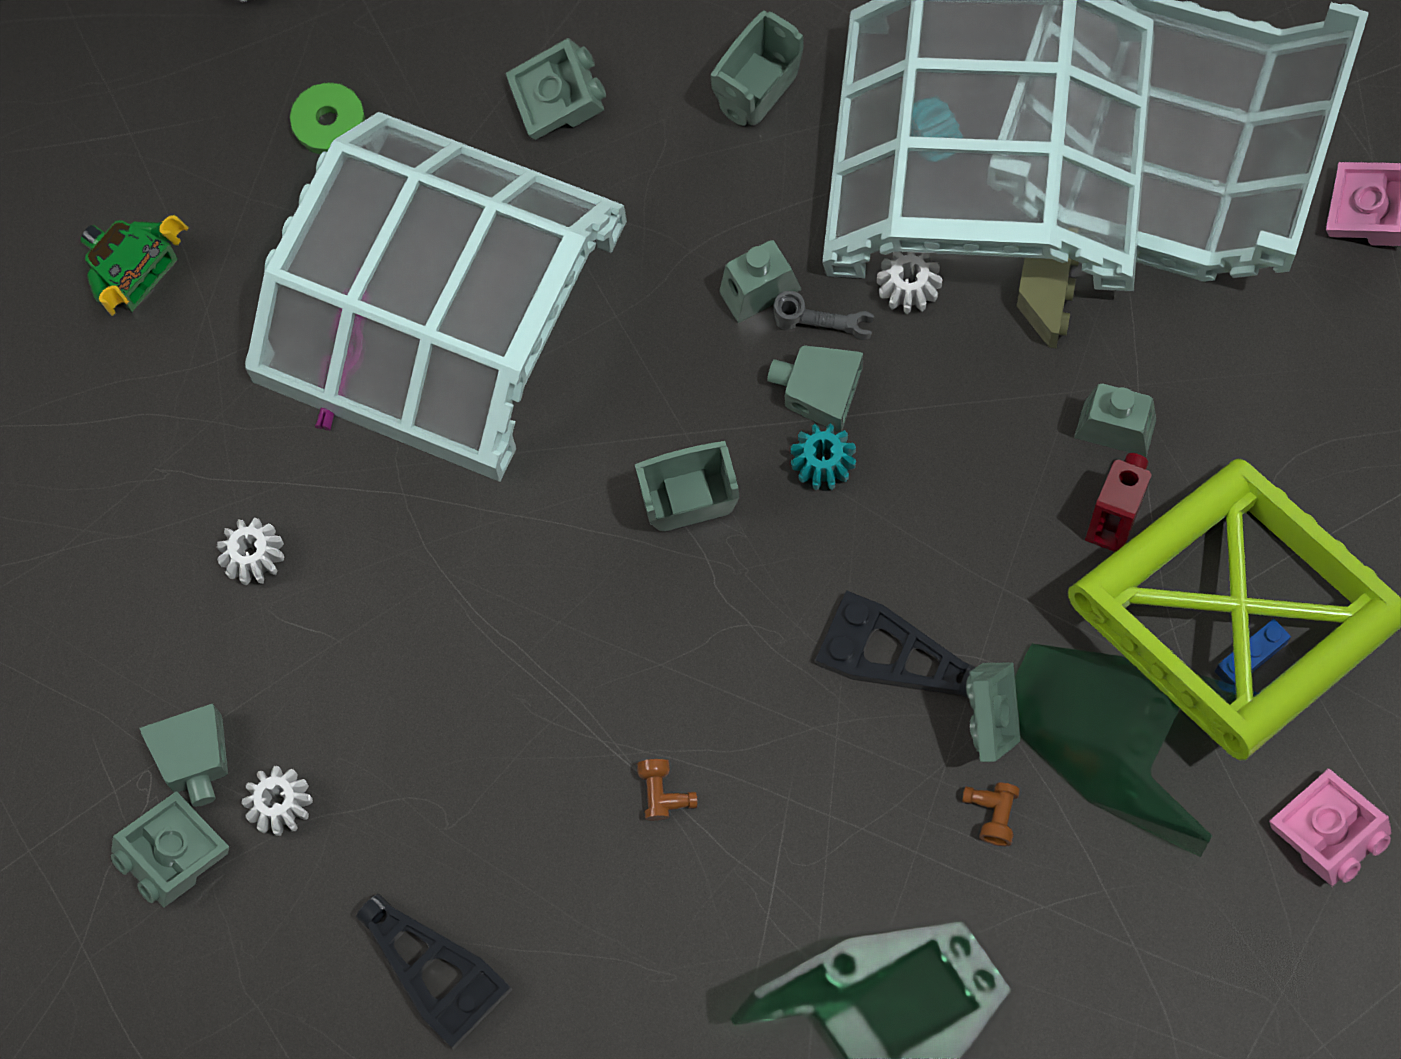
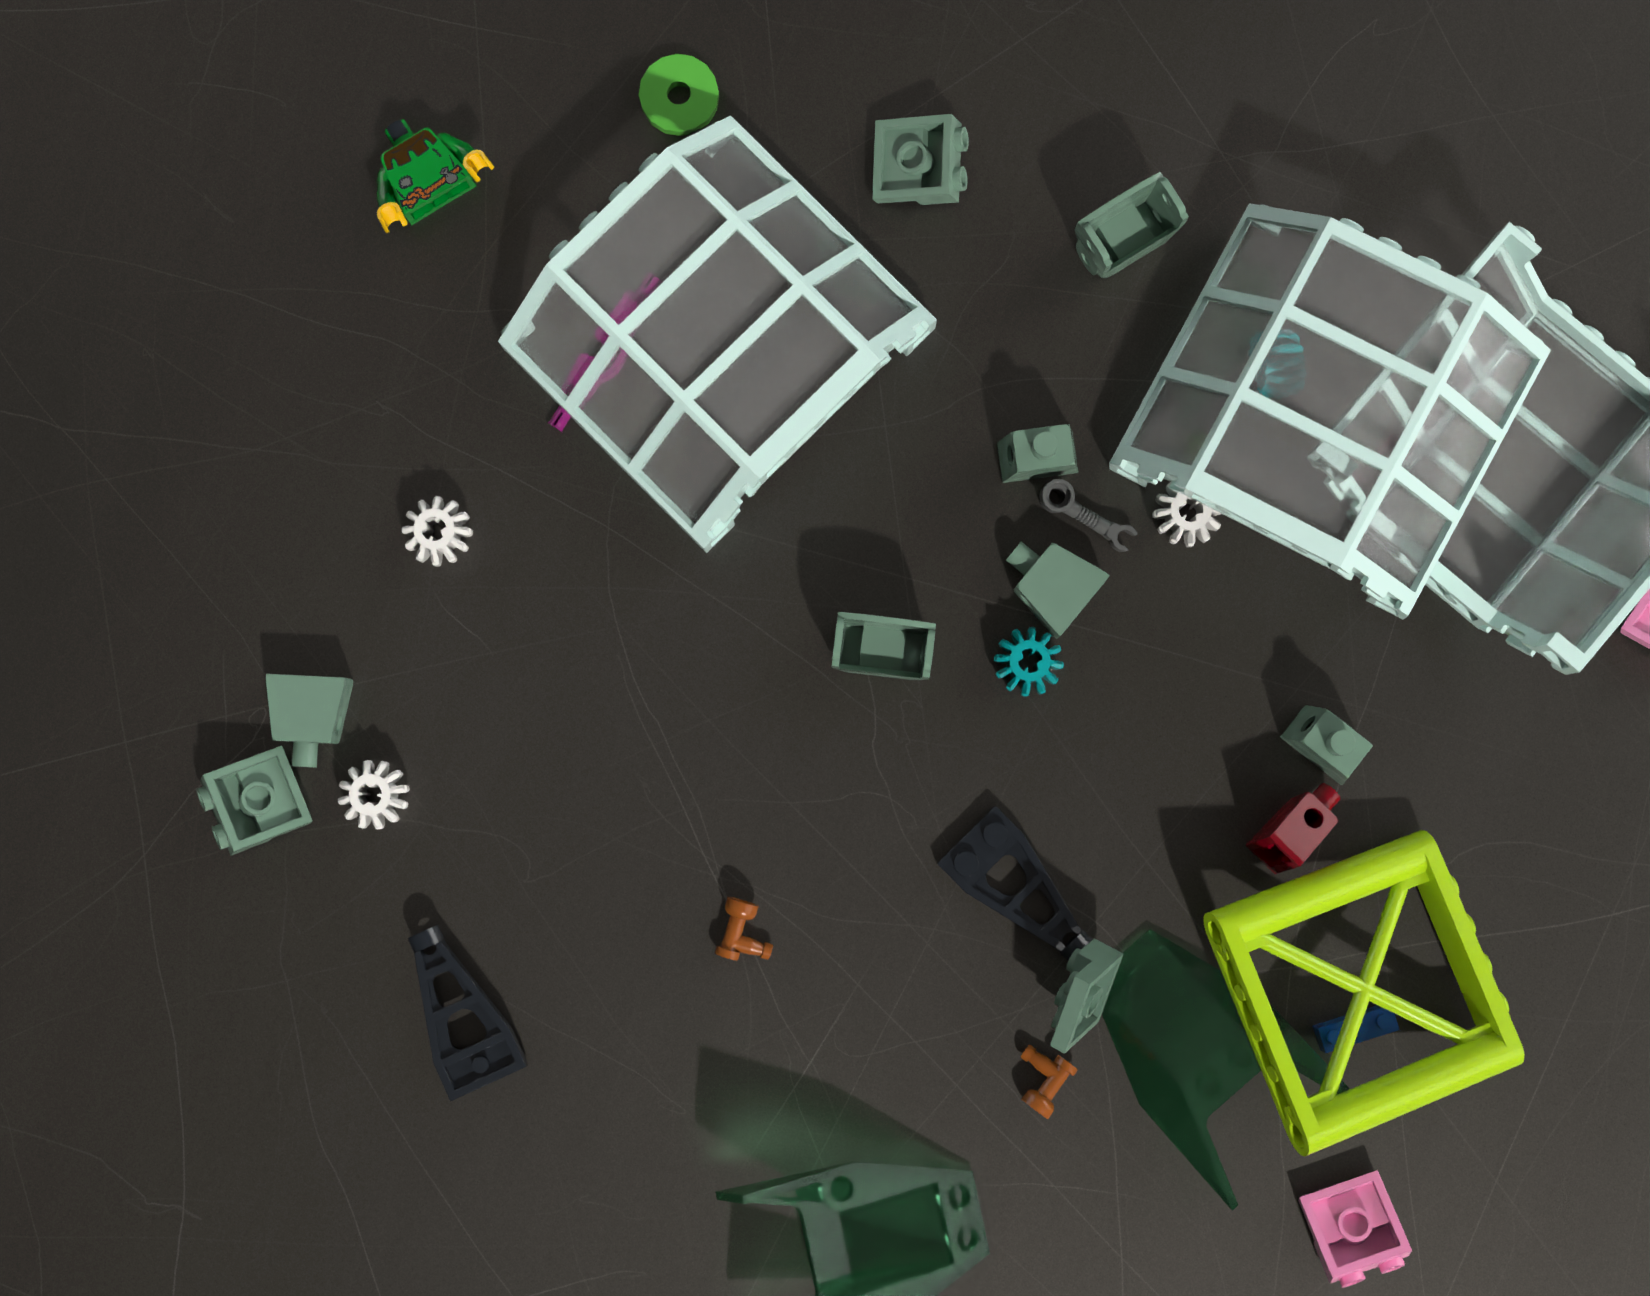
camera: 15 degrees right, 15 degrees up
(1042, 296) = (1309, 593): olive slope -> none

